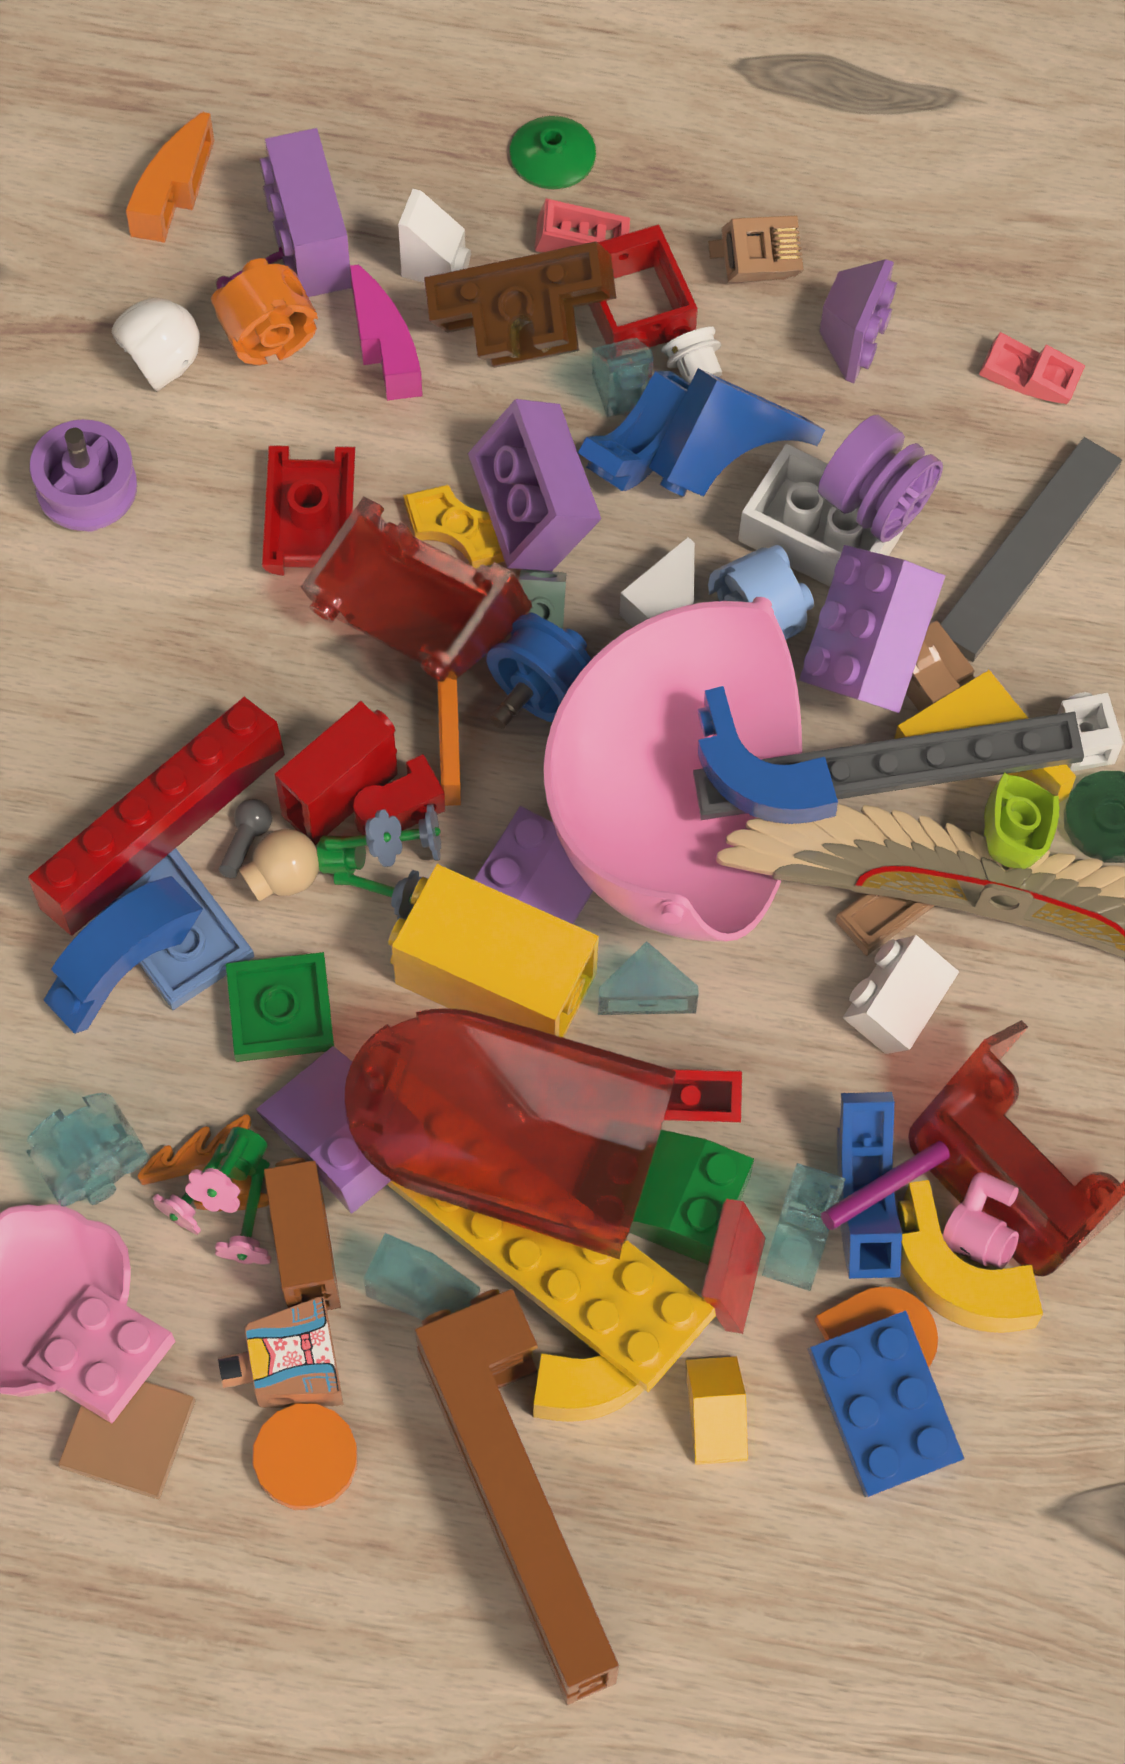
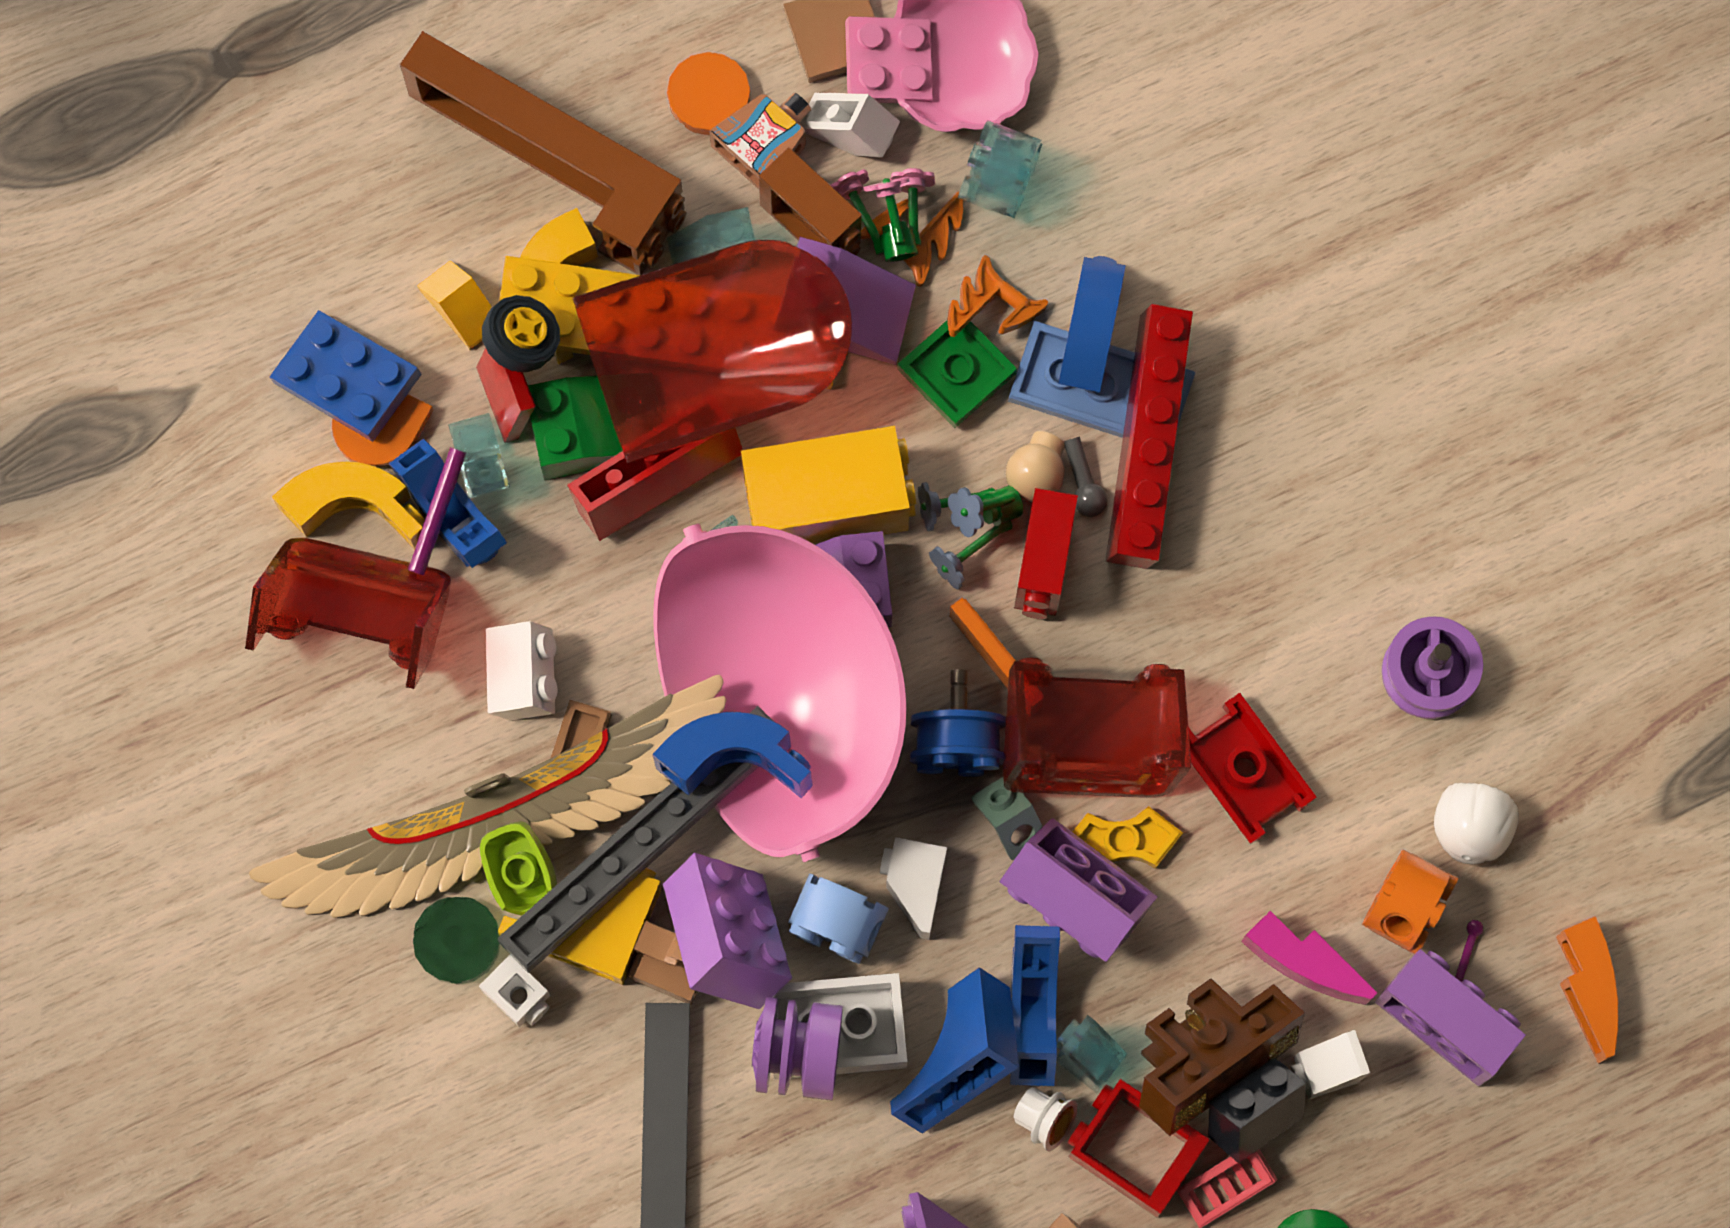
camera: 145 degrees right, 10 degrees up
(191, 1315) = (851, 123): none -> white slope
(209, 1056) = (988, 286): none -> orange piece
(402, 798) = (995, 563): red leg -> none
(517, 238) = (1256, 1110): none -> black brick
(677, 1259) = (522, 317): none -> black wheel
(980, 1234) = (353, 533): bright pink piece -> none

